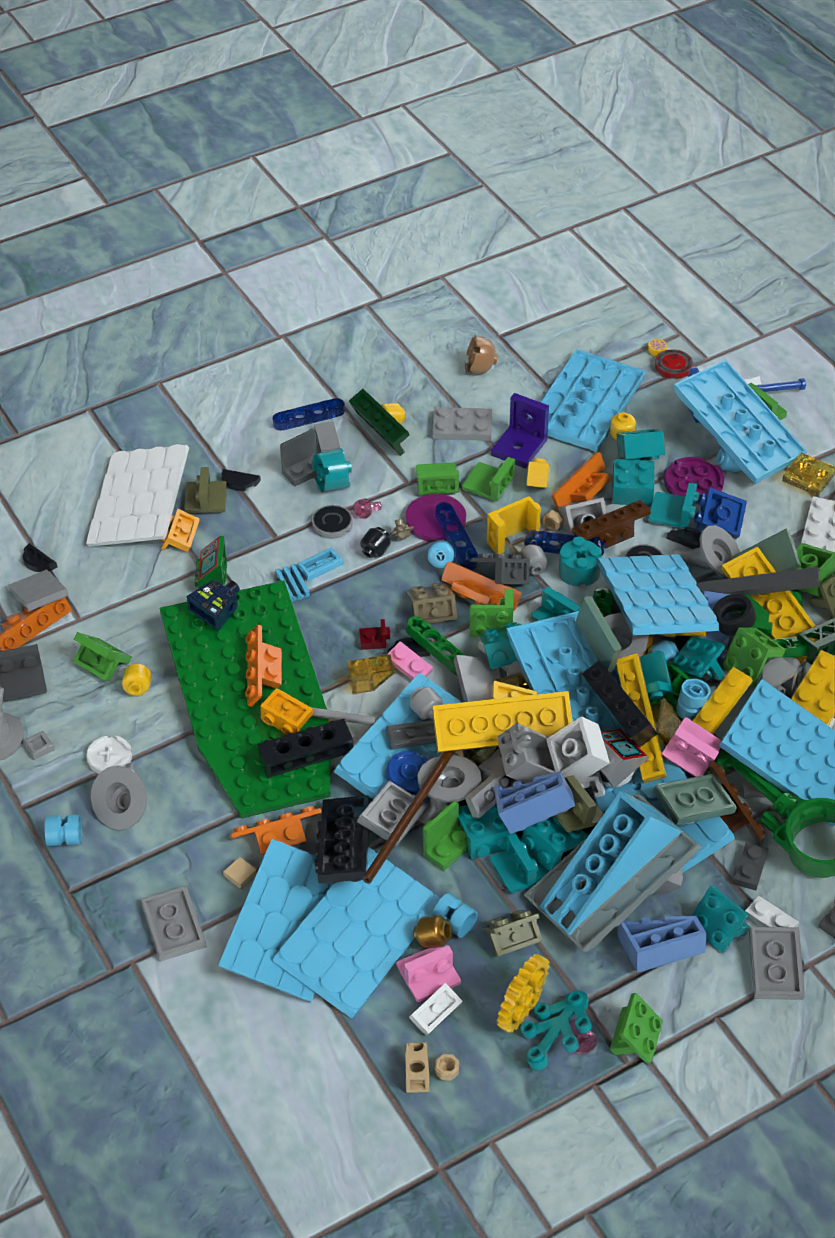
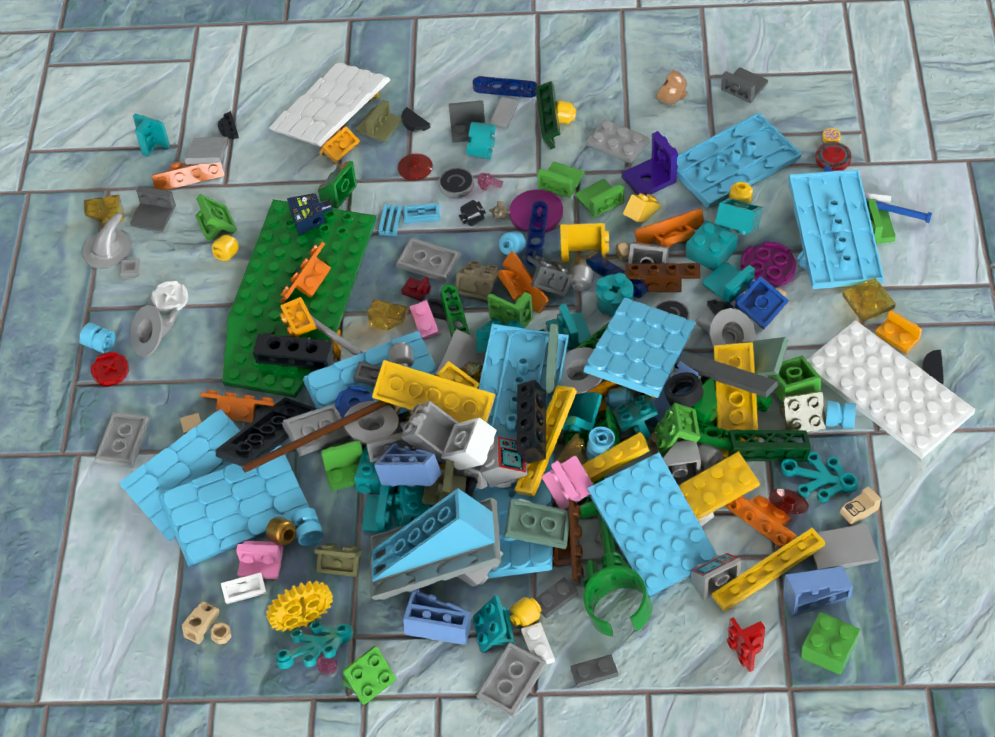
camera: 35 degrees right, 5 degrees up
(98, 857) = (110, 368): none -> red tile
(275, 523) = (415, 166): none -> clear red dish
(362, 605) = (428, 260): none -> light grey tile
(541, 330) = (743, 84): none -> dark grey bracket
(739, 890) = (525, 612): none -> yellow head

